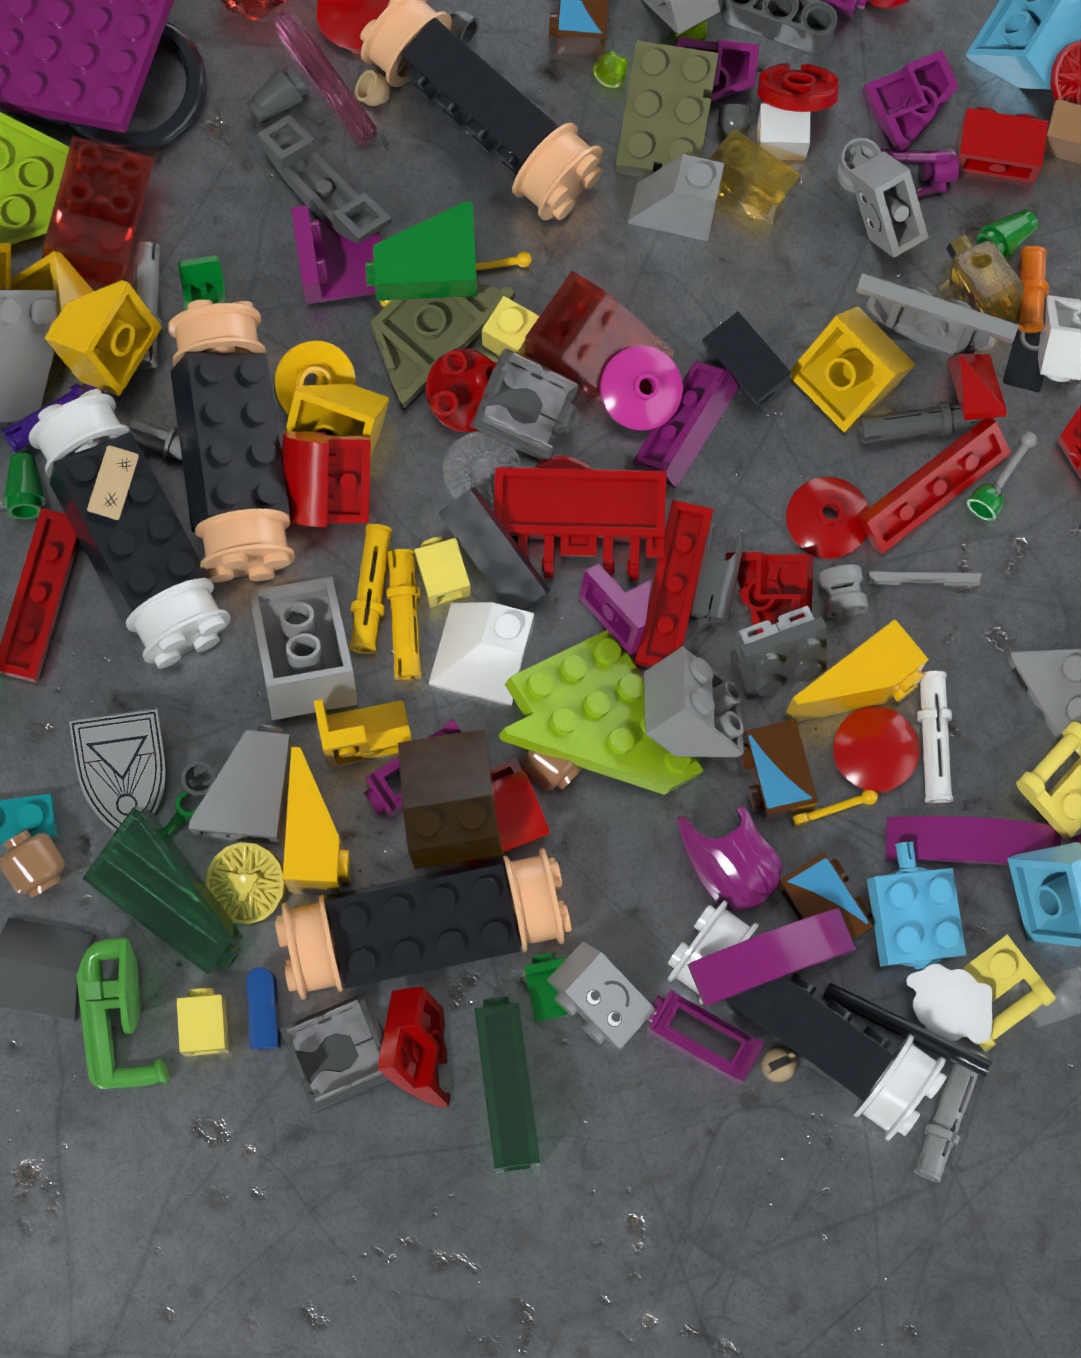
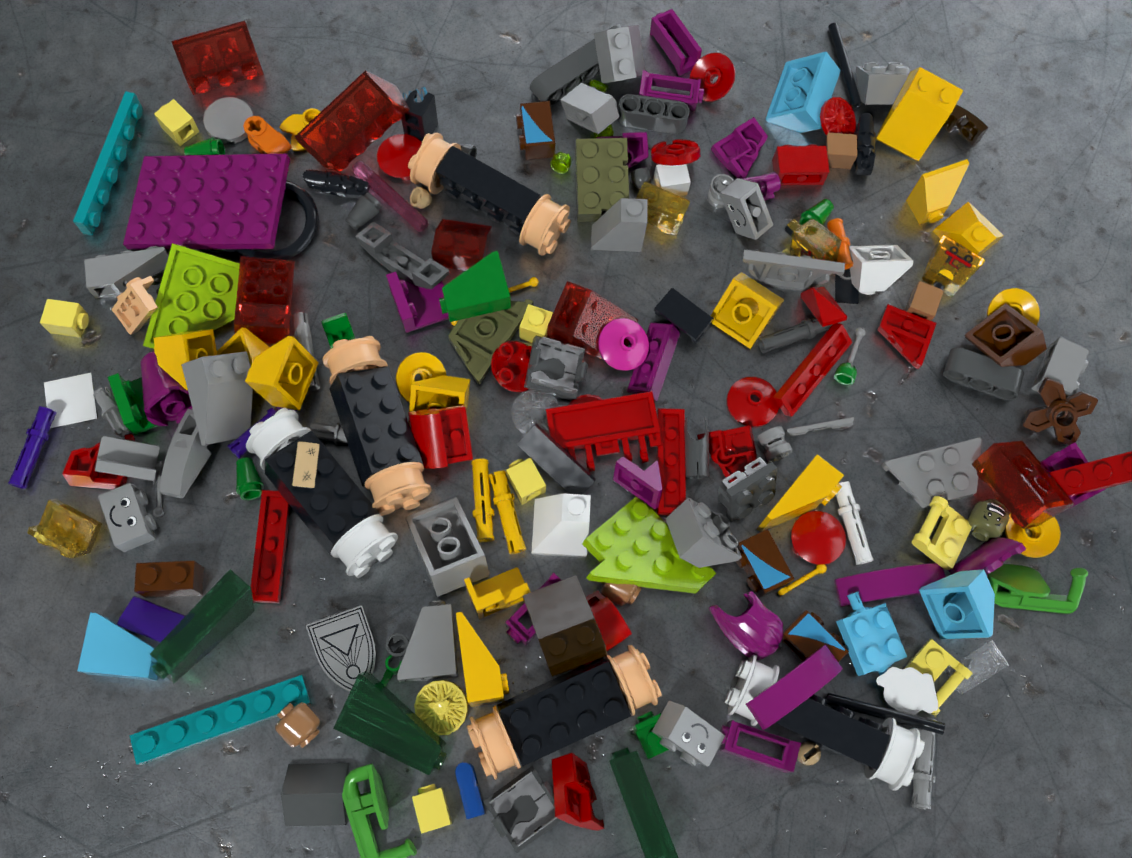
camera: 15 degrees left, 5 degrees down
(244, 41) = (336, 183): none -> black hinge
(420, 176) = (460, 244): none -> clear red slope

